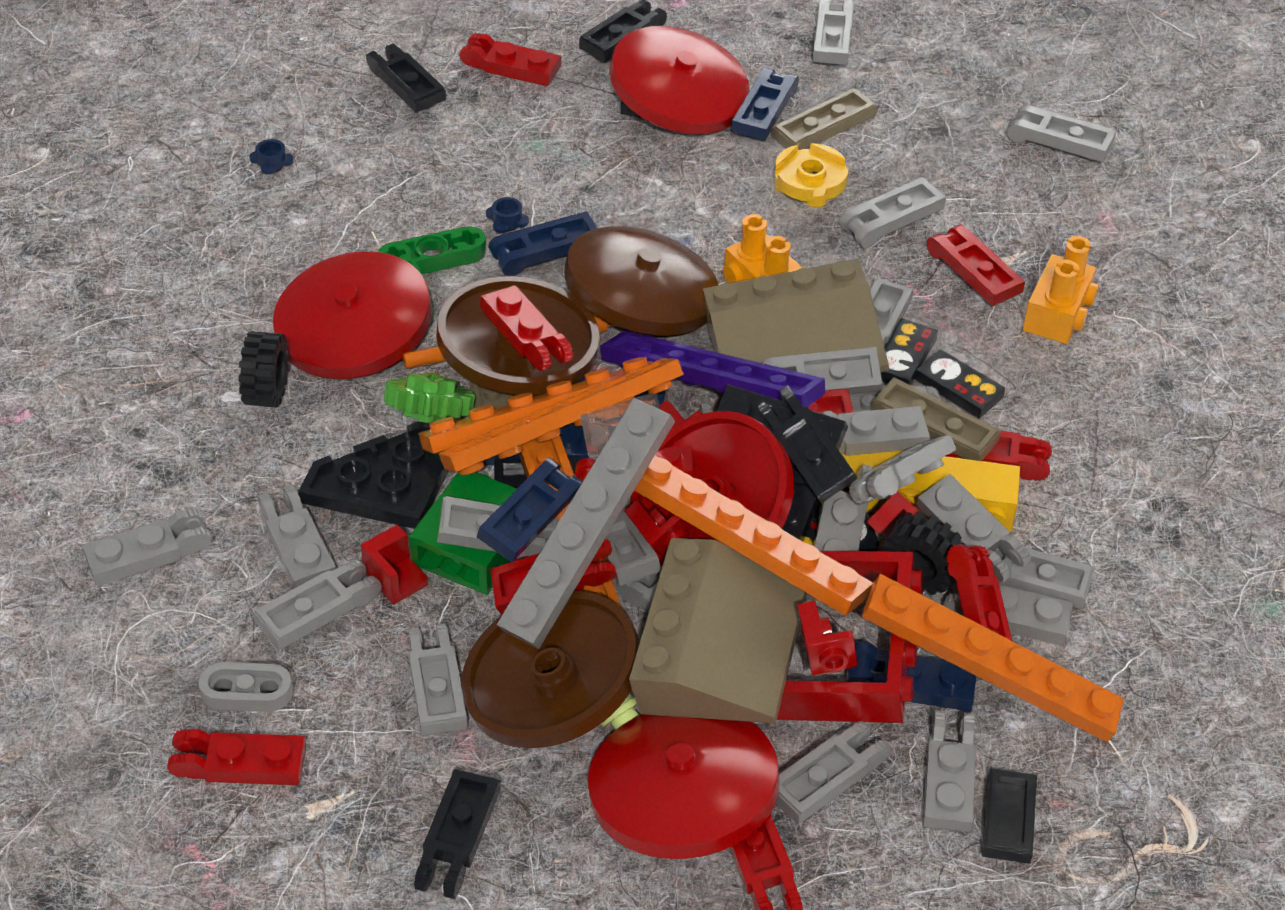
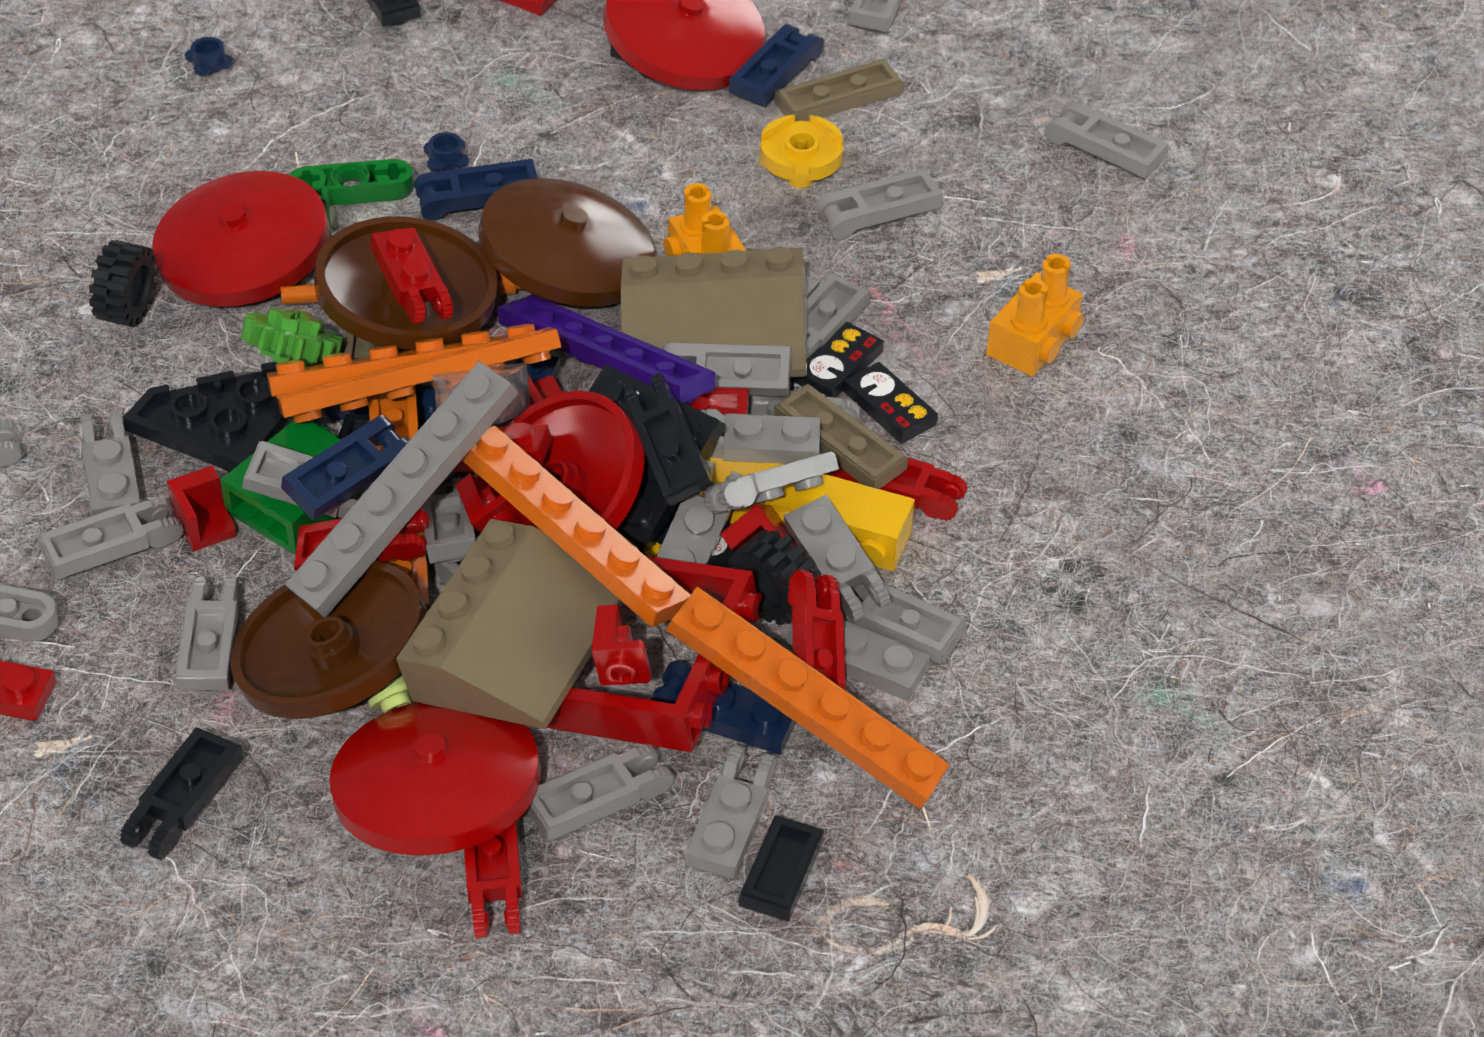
camera: 10 degrees right, 0 degrees up
(976, 264) = (954, 274): red plate -> none

